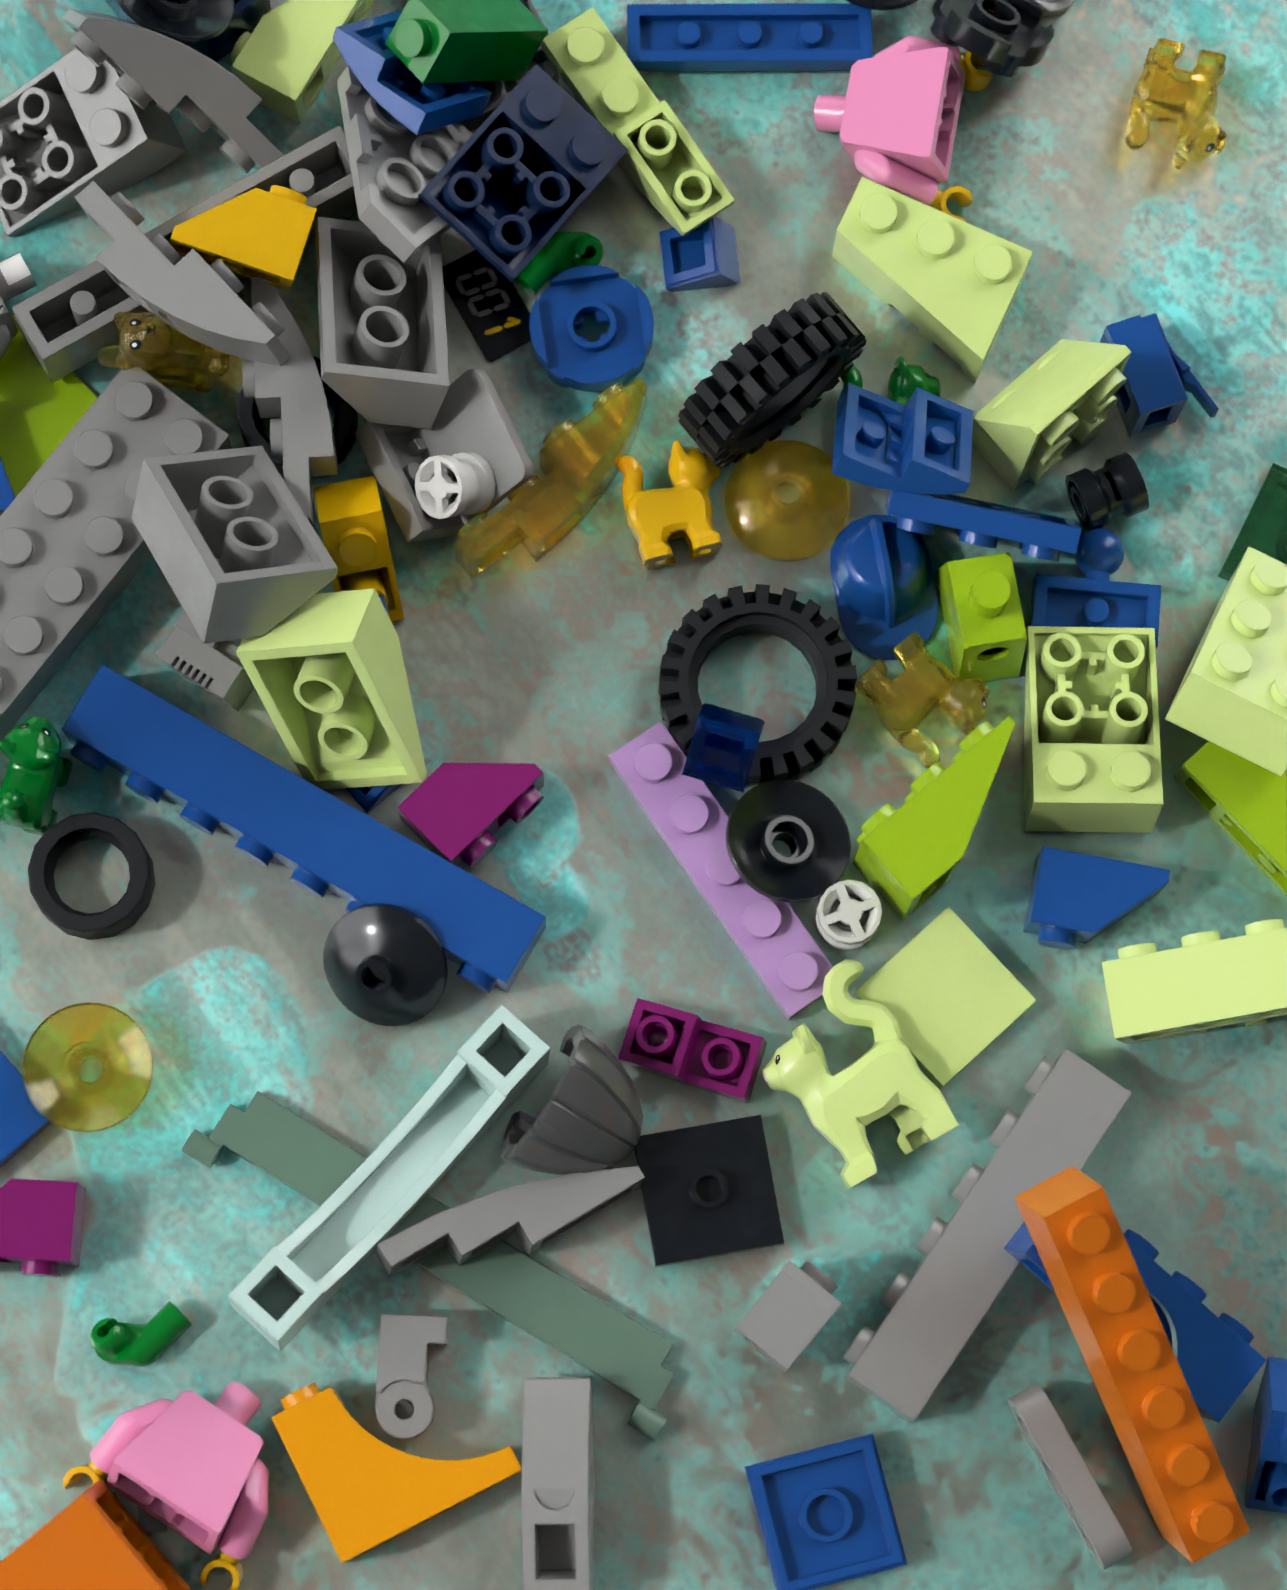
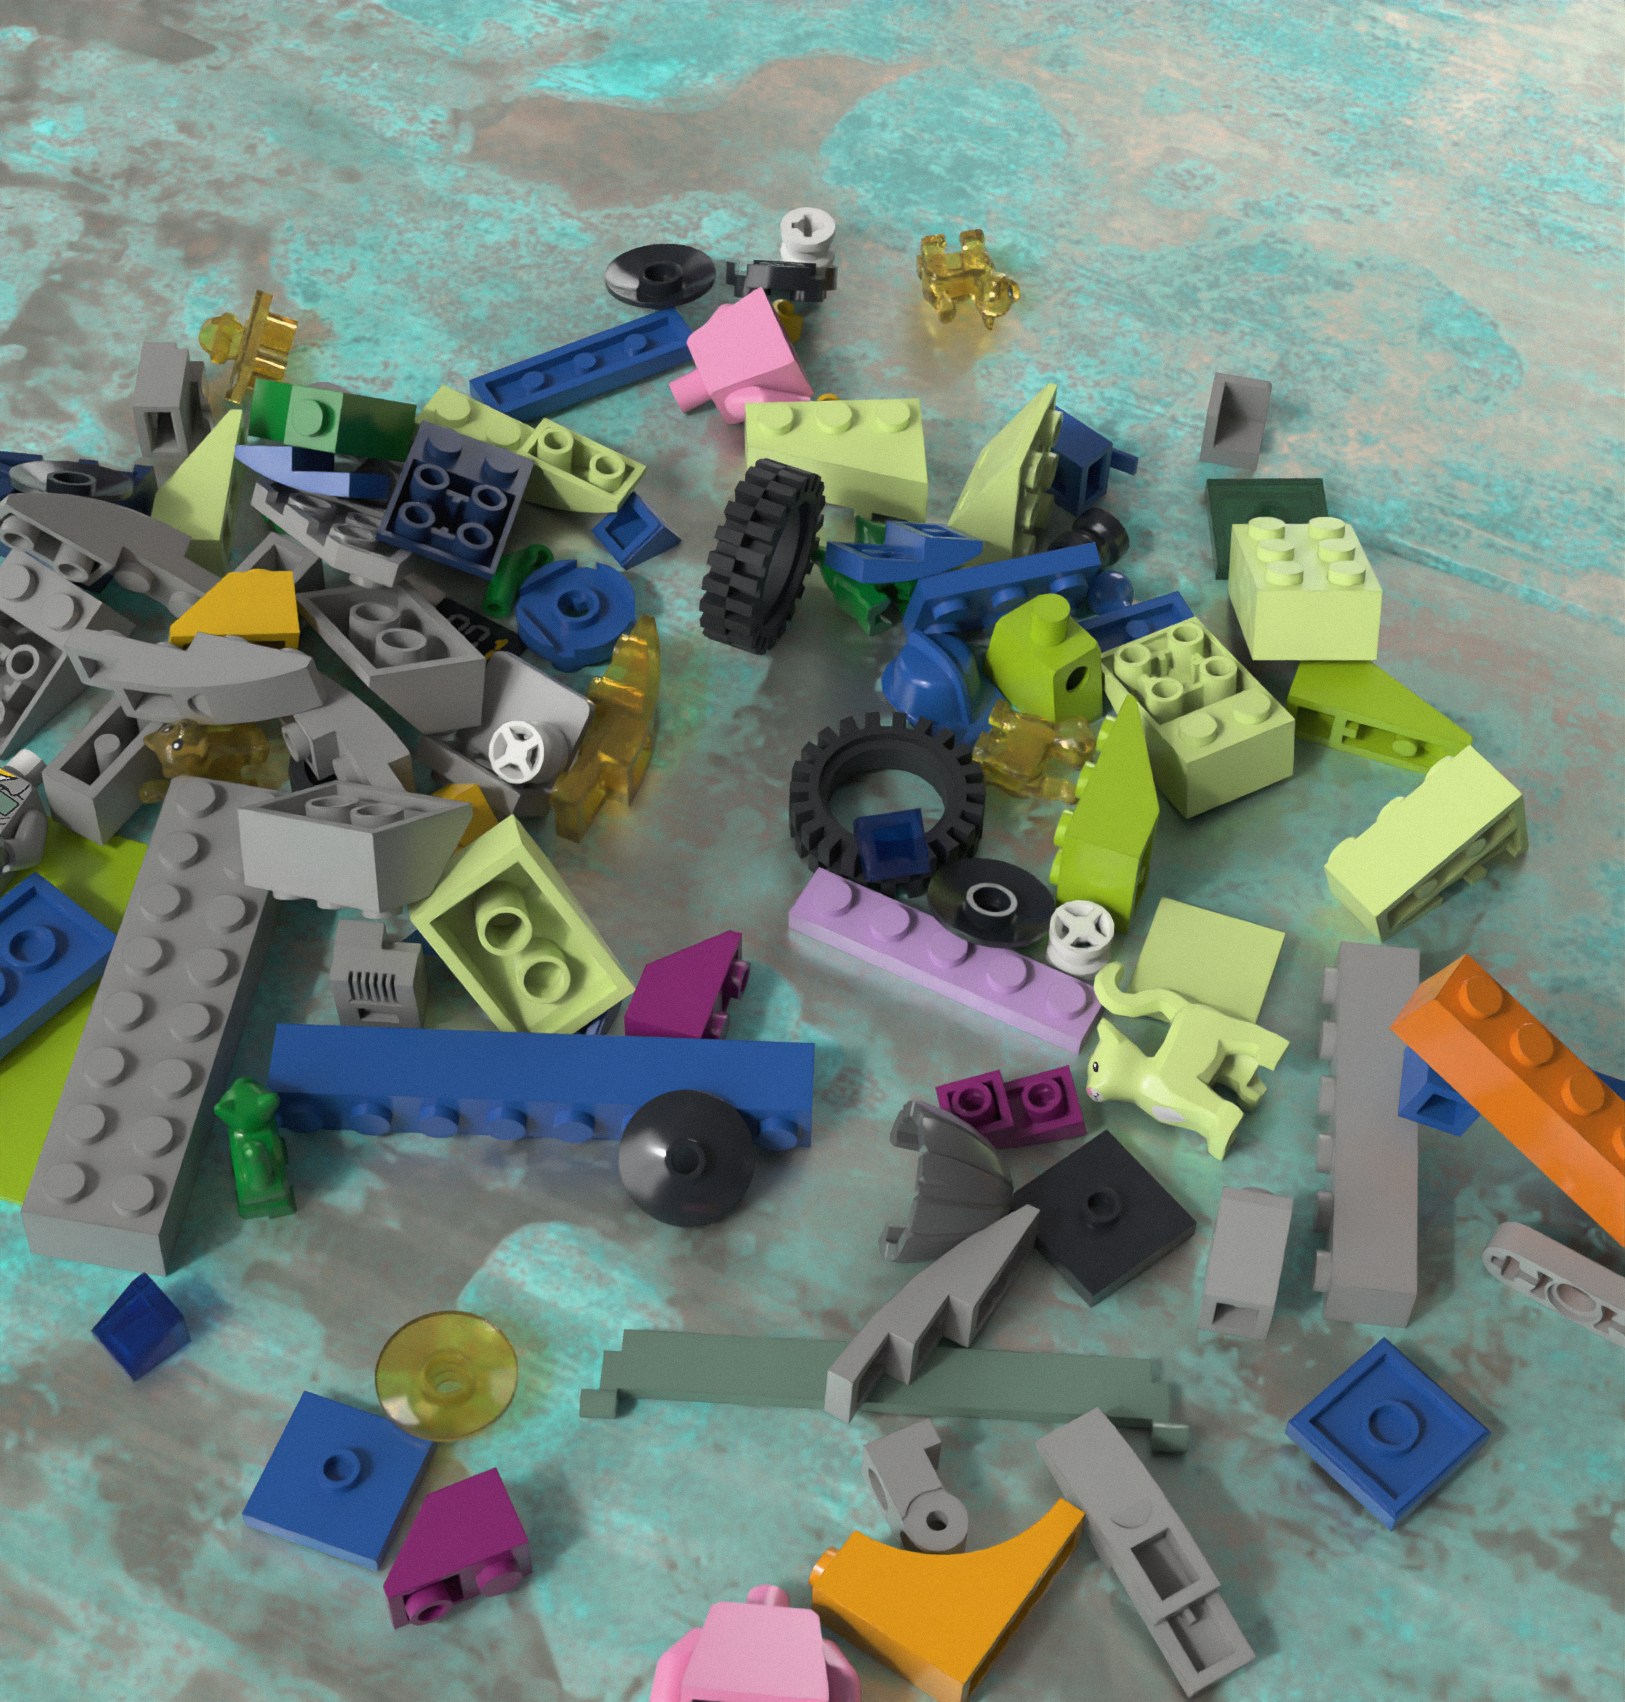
camera: 25 degrees left, 25 degrees down
(70, 832) = (353, 1171): black tyre -> none
(138, 1343) = (624, 1612): green arm -> none
(391, 1182) = (781, 1401): light aqua arch -> none
(672, 512) = (731, 710): yellow animal -> none
(780, 528) = (821, 673): clear yellow dish -> none
(1084, 895) = (1270, 833): blue slope -> none

